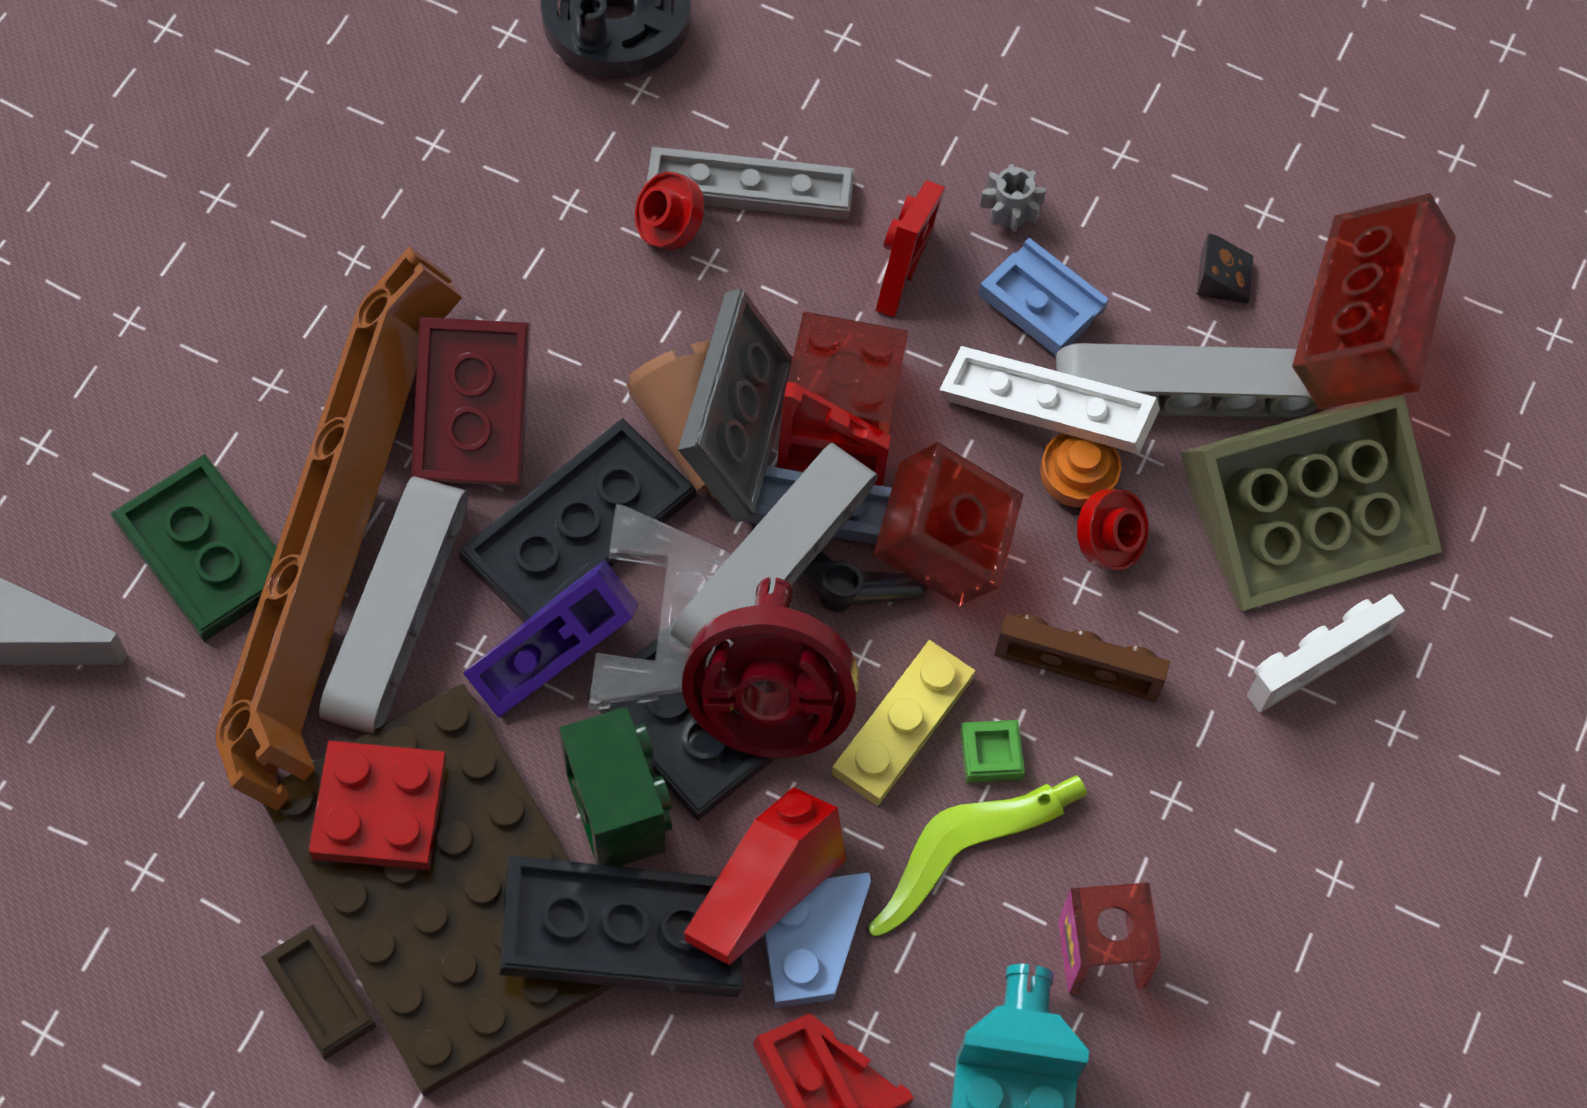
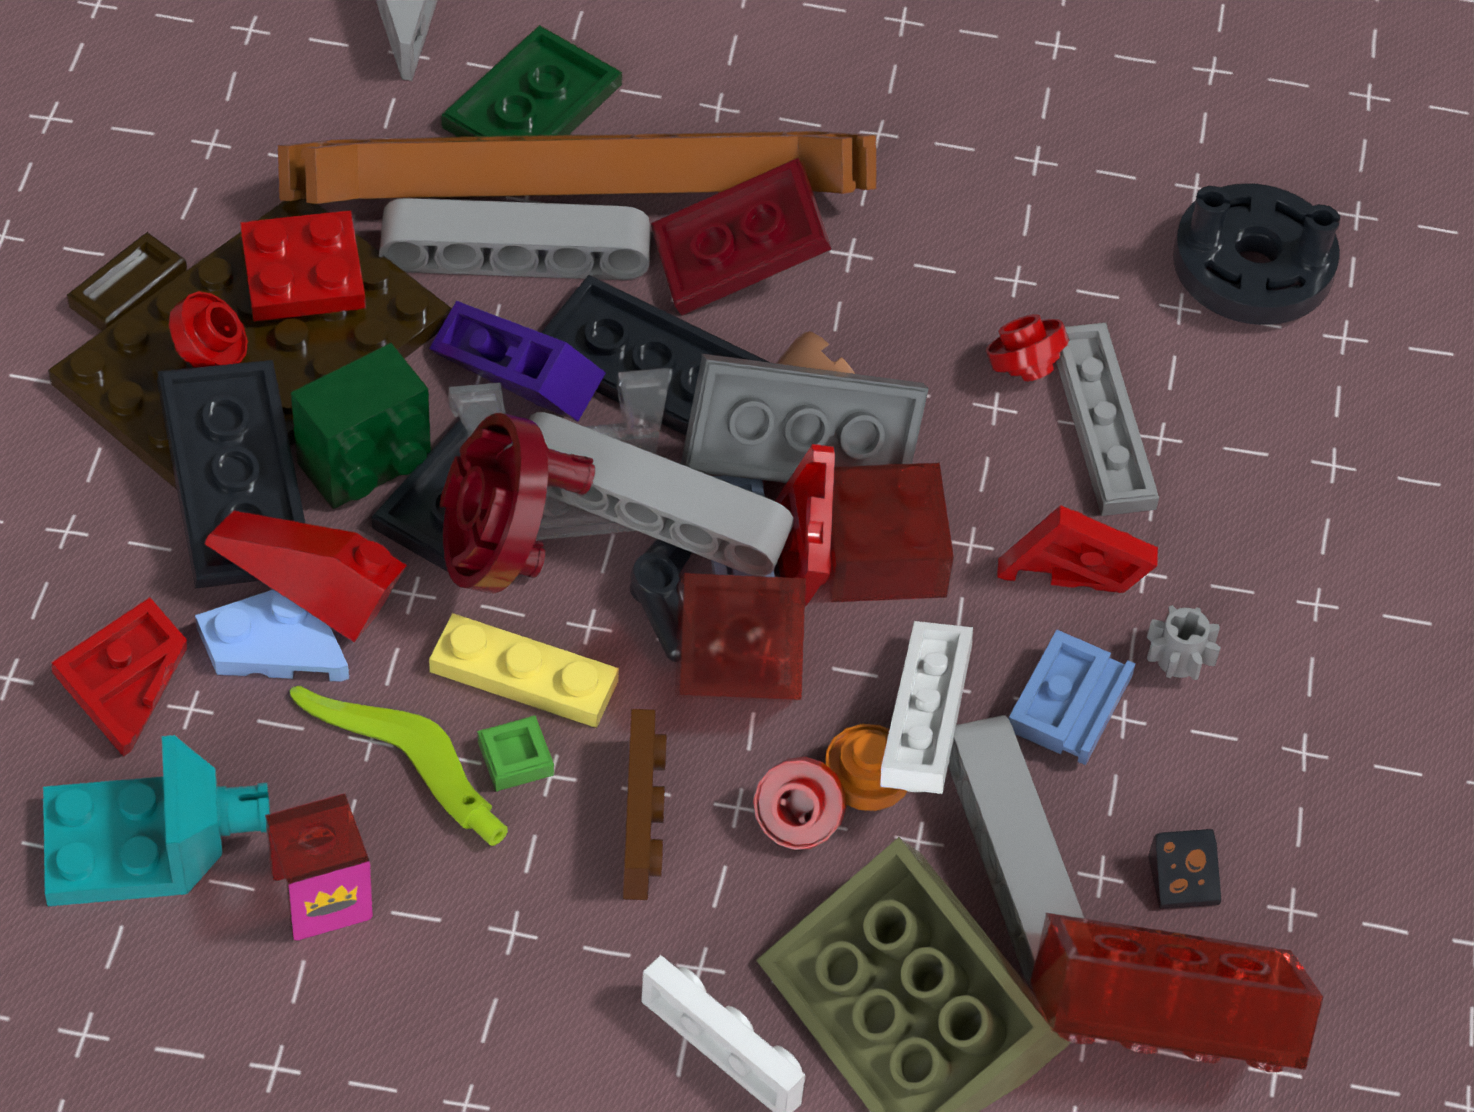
camera: 75 degrees right, 10 degrees down
(458, 910) = (207, 331): none -> red plate

